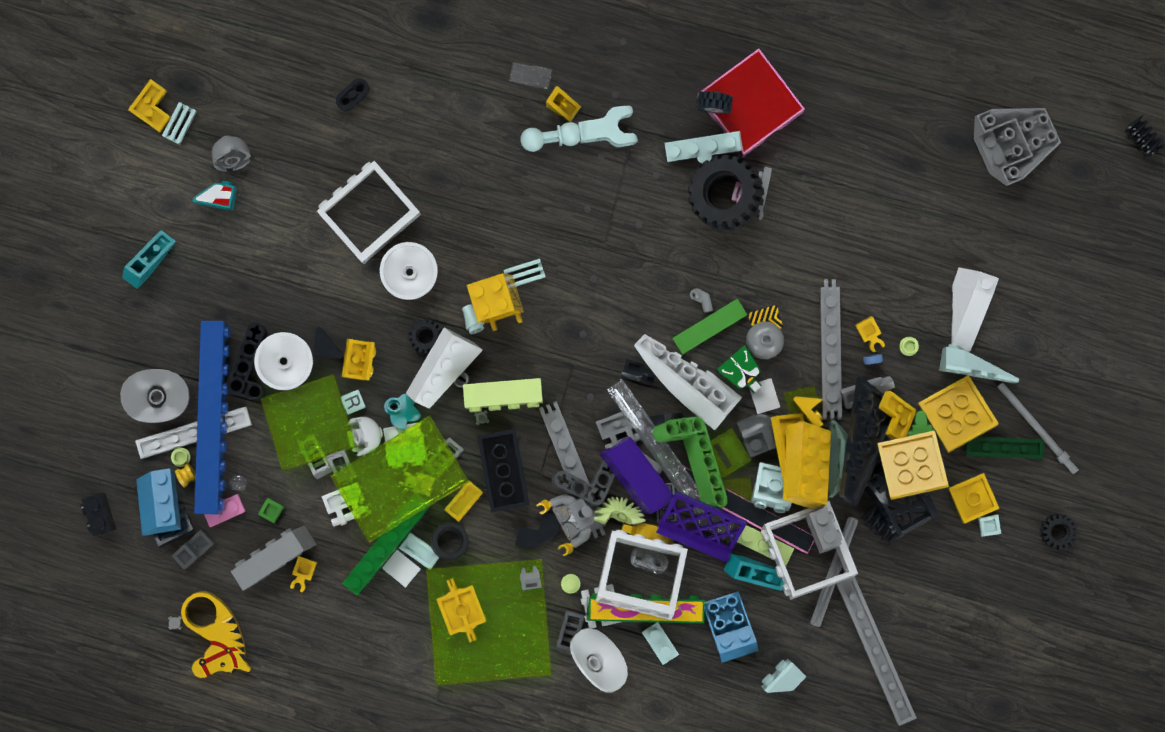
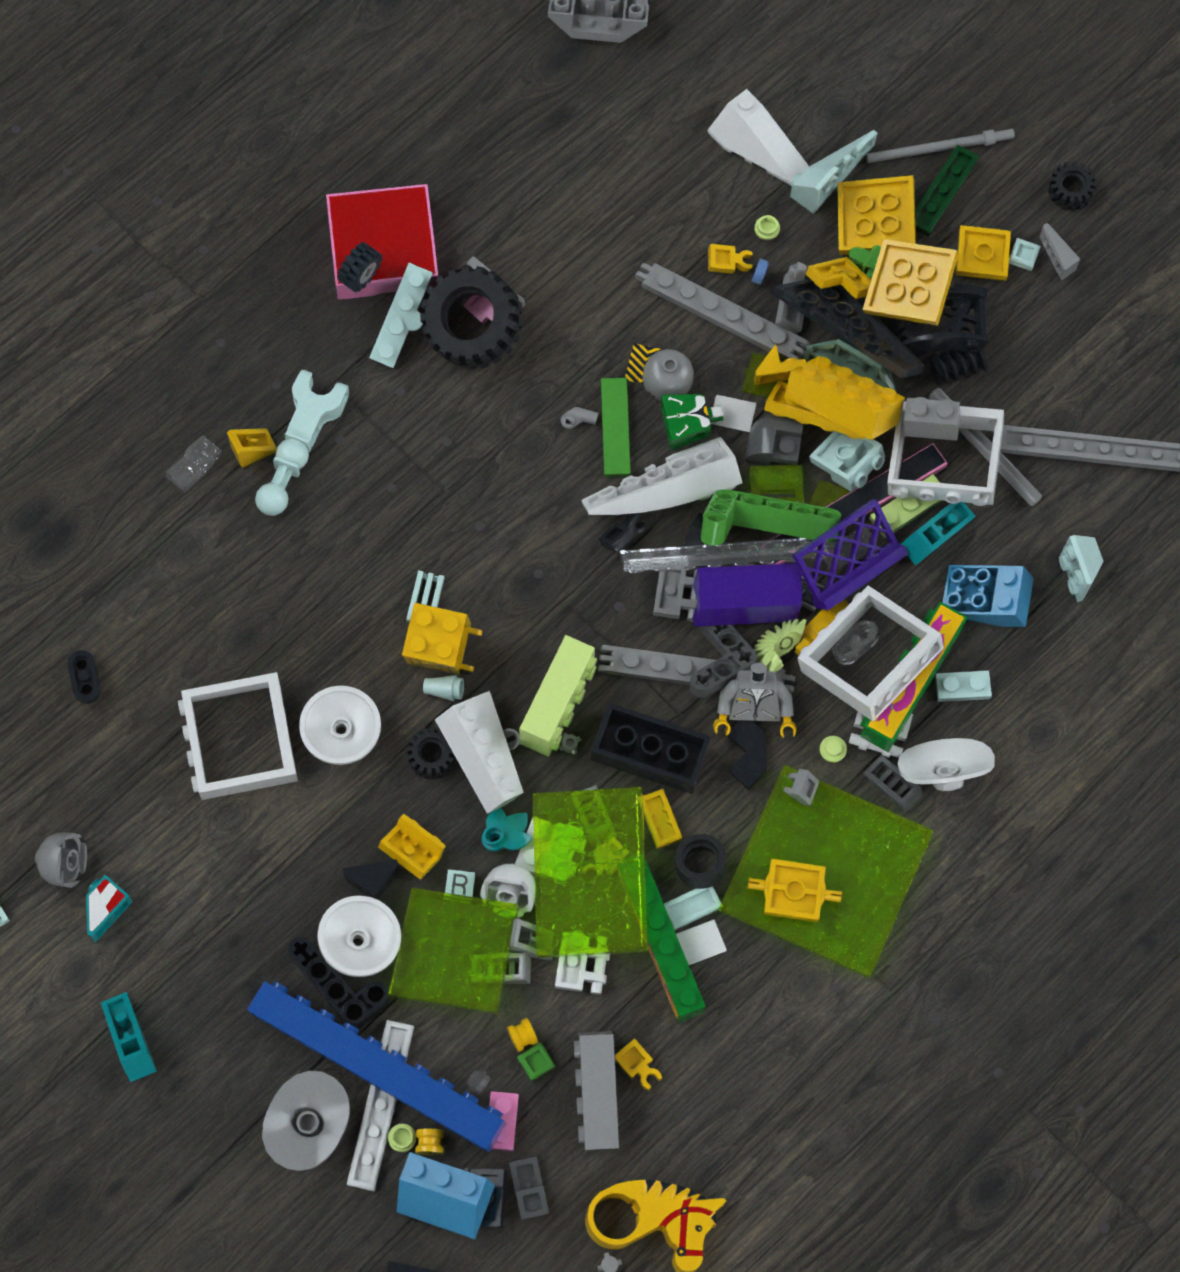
camera: 60 degrees left, 15 degrees down
(281, 493) = (522, 1034): none -> yellow wheel
(1001, 550) = (1060, 254): none -> light grey slope

